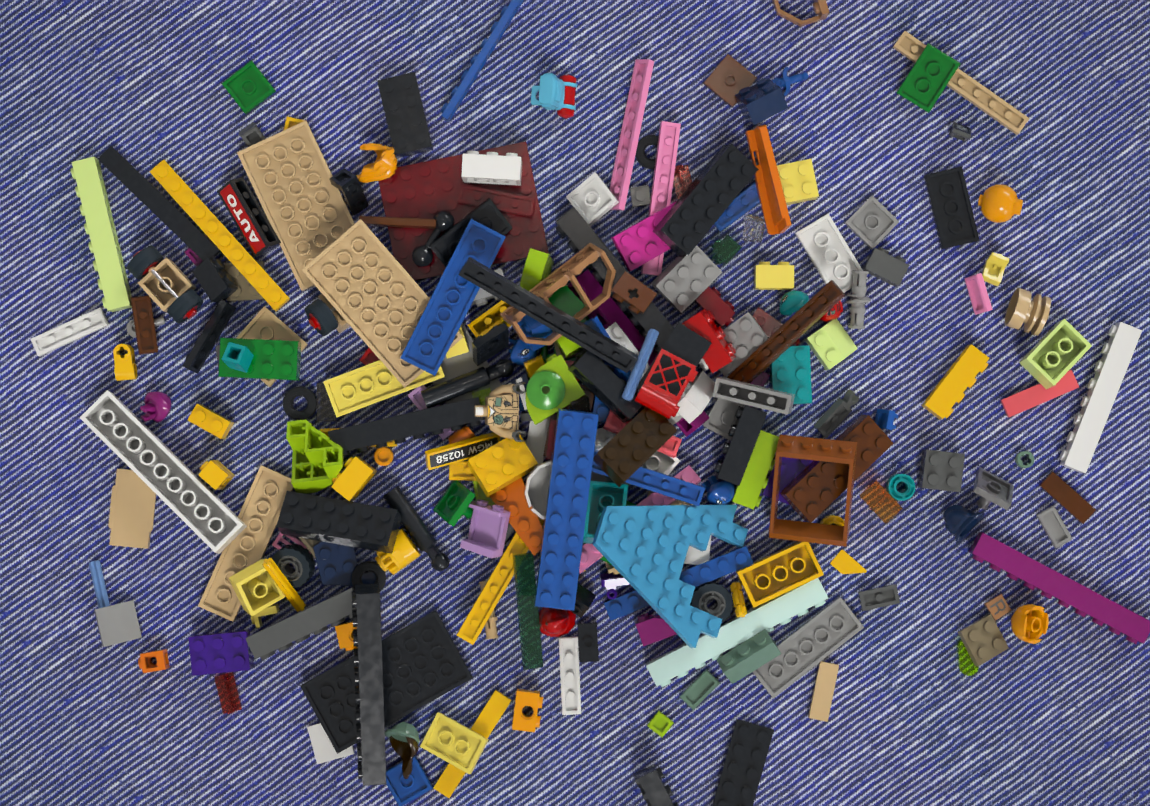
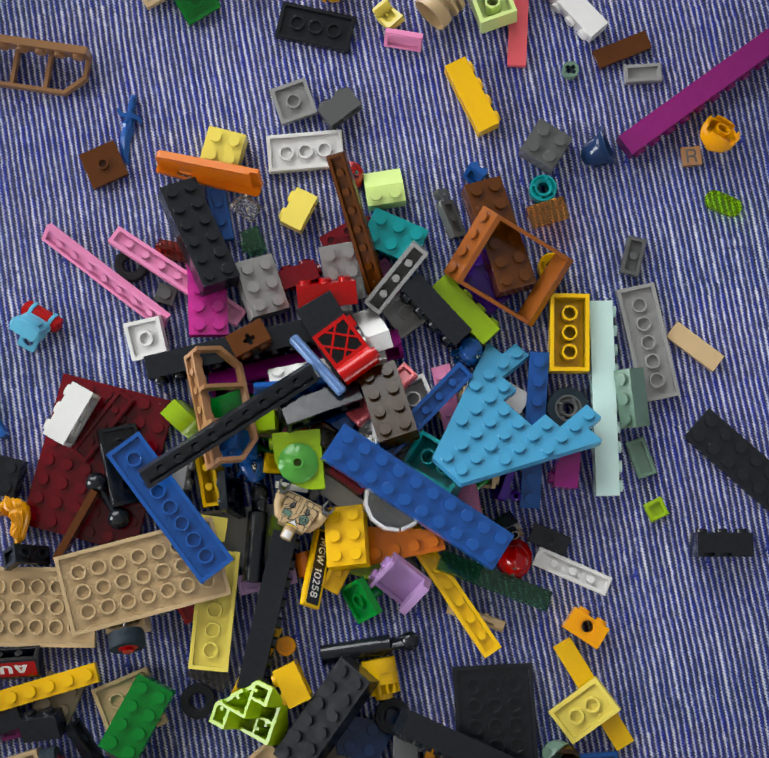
camera: 60 degrees left, 5 degrees down
(237, 357) = (123, 738): teal brick -> none
(738, 599) = (575, 382): yellow axle -> none
(761, 101) = (135, 144): dark blue brick -> none
(792, 302) = (329, 204): teal piece -> none
(846, 564) = (589, 271): yellow sticker -> none
(858, 299) = (356, 145): light grey piece -> none
(983, 640) = (714, 183): dark tan plate -> none
(992, 489) = (584, 109): flat silver tile -> none

